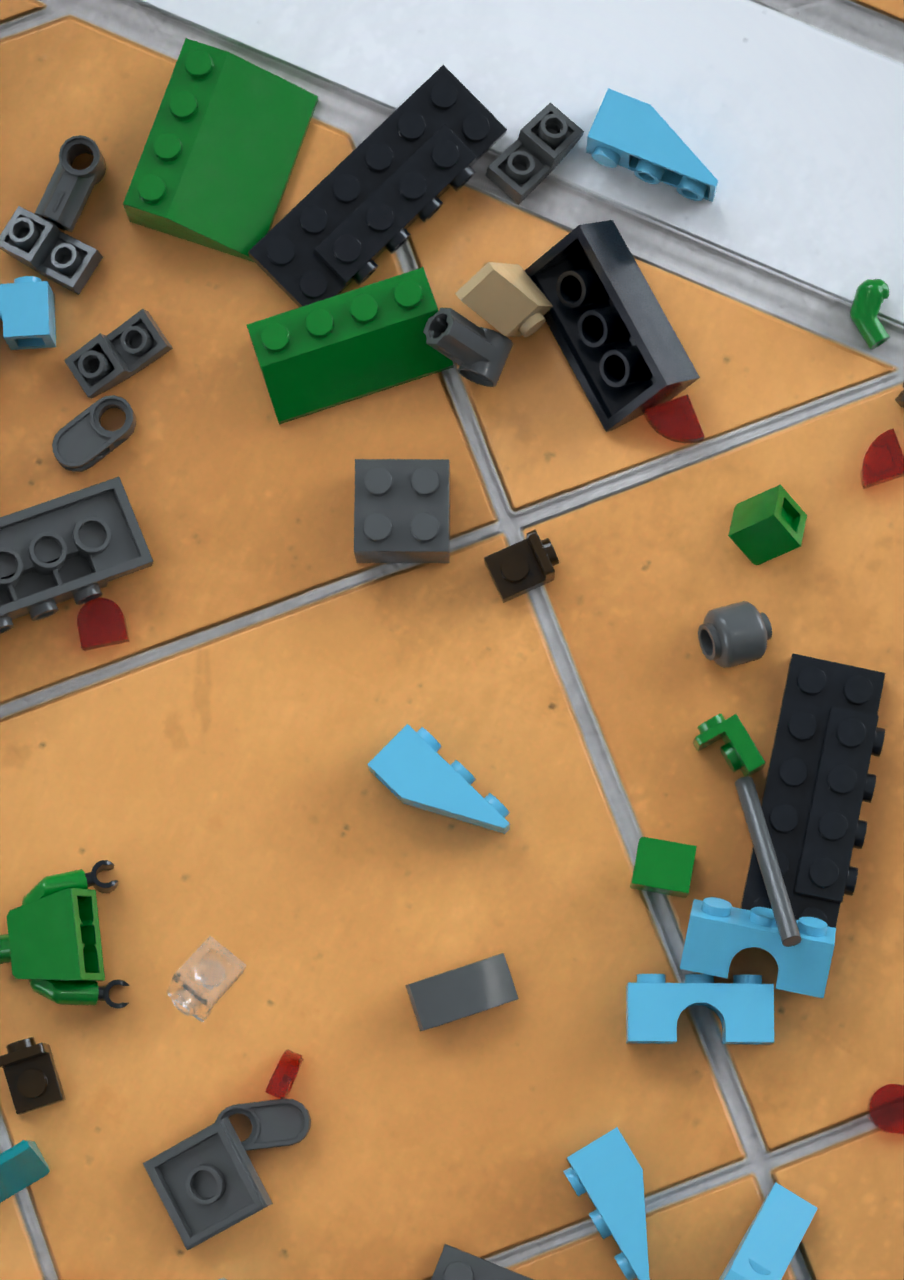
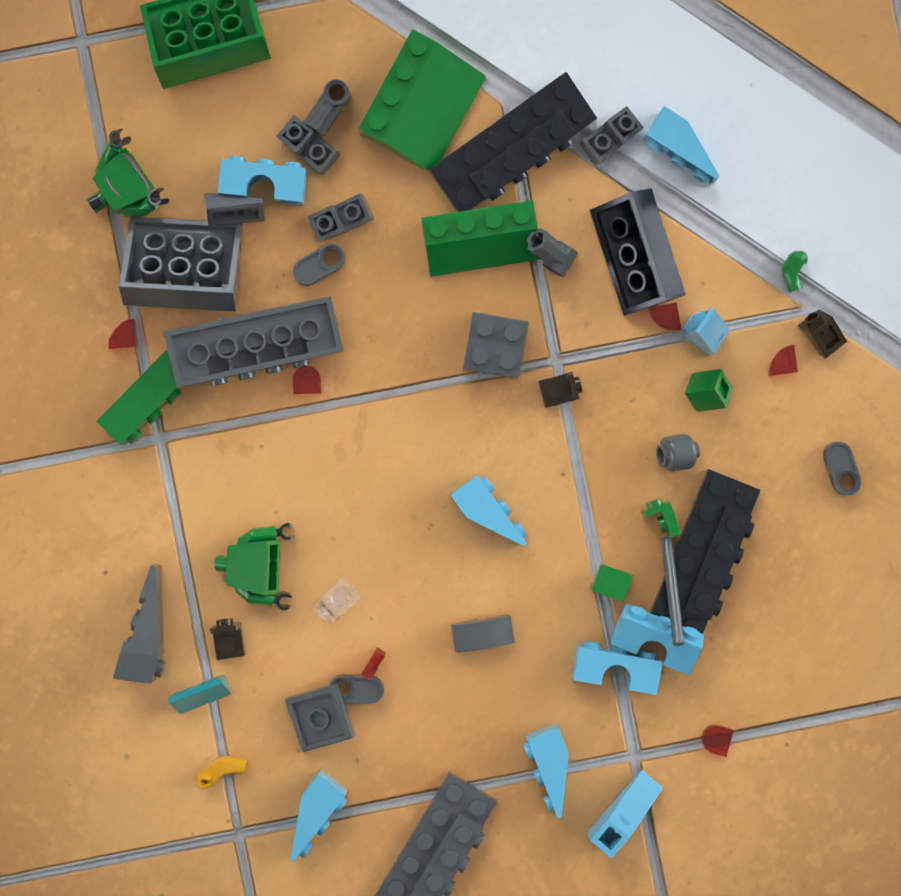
camera: 10 degrees right, 10 degrees up
(506, 299) = (579, 228): tan slope -> none
(742, 424) = (705, 330): none -> medium azure slope

